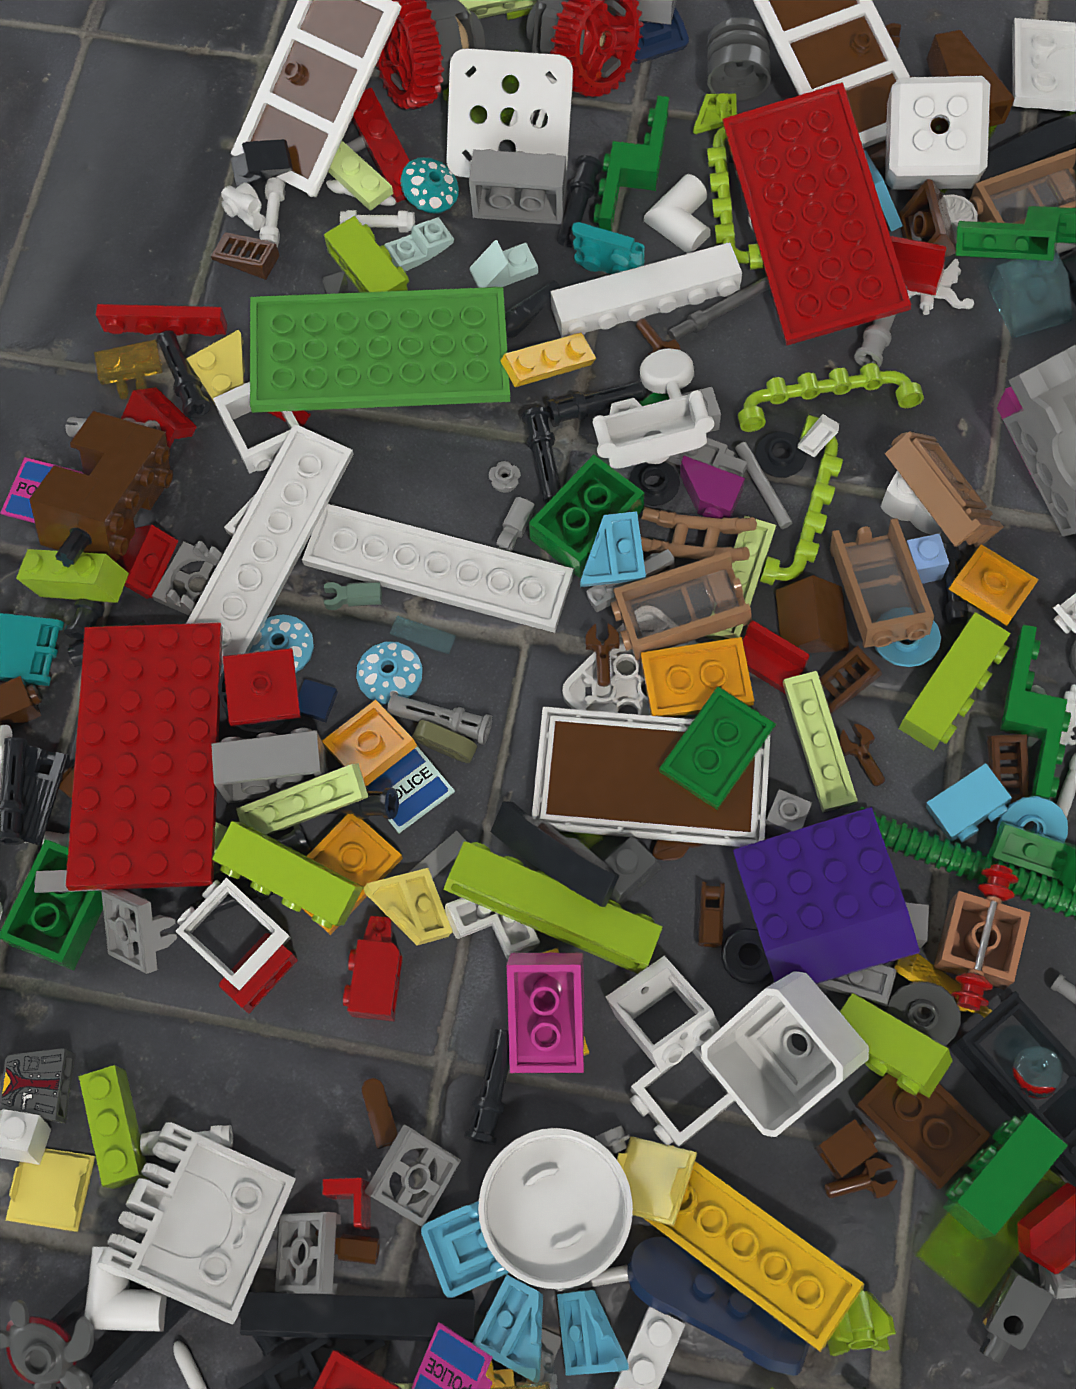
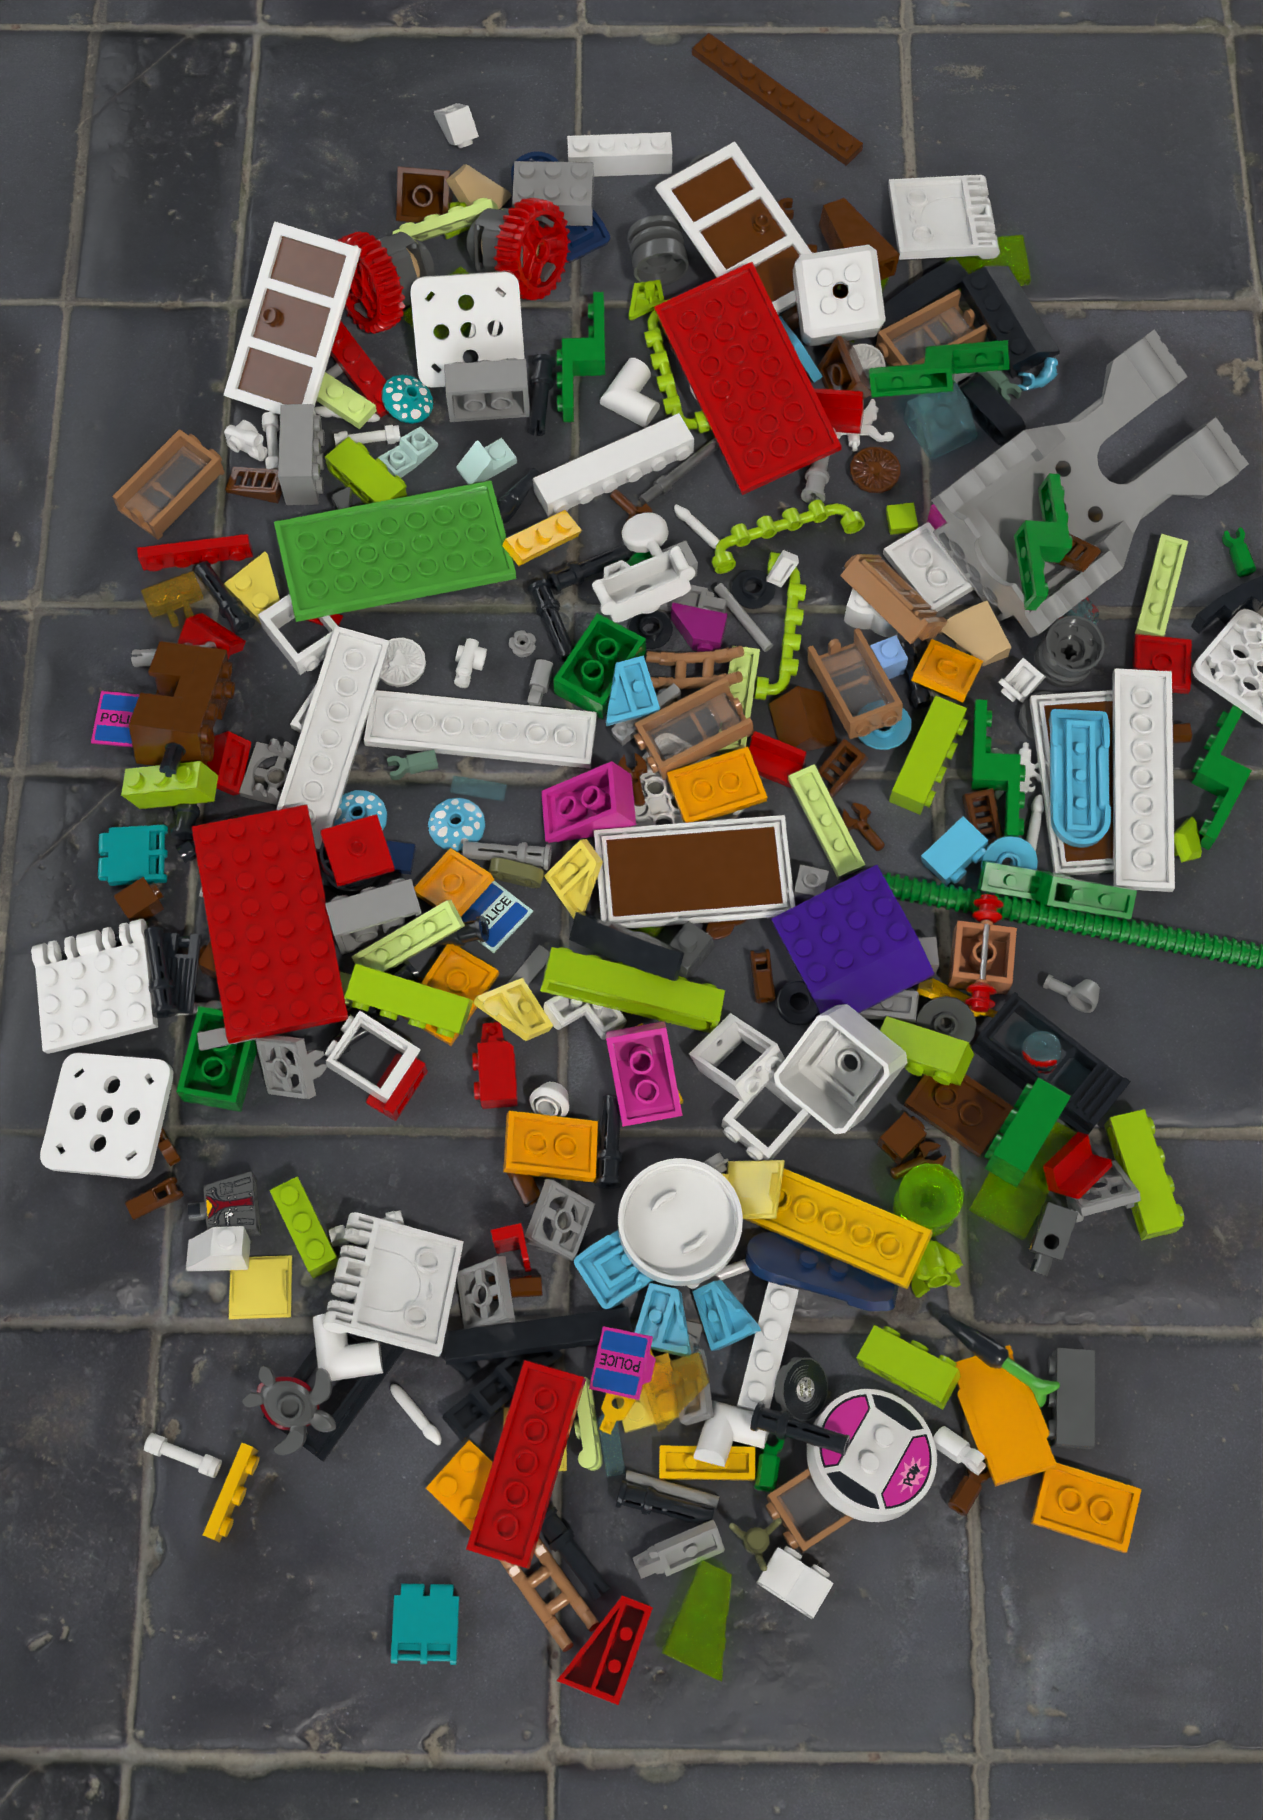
camera: 15 degrees left, 0 degrees up
(149, 239) = (168, 483): none -> medium nougat door
(261, 161) = (255, 400): black slope -> none
(297, 228) = (301, 454): none -> light grey brick
(365, 477) = (403, 663): none -> white wheel
(420, 1081) = (550, 1146): none -> light orange plate
(431, 1024) = (550, 1100): none -> white cone
(439, 483) = (468, 657): none -> white plate
(512, 758) = (575, 876): none -> light yellow wing
(544, 673) = (589, 803): none -> dark pink slope
(605, 250) = (574, 435): teal plate -> none
(717, 748) = (744, 839): green tile -> none
(729, 374) = (685, 515): none -> white piece
(888, 1234) = (931, 1184): none -> clear neon green wheel
(945, 339) = (875, 469): none -> reddish brown wheel
(968, 399) = (901, 518): none -> lime tile
(990, 460) = (928, 567): none -> white plate
(1038, 546) = (978, 633): none -> tan slope

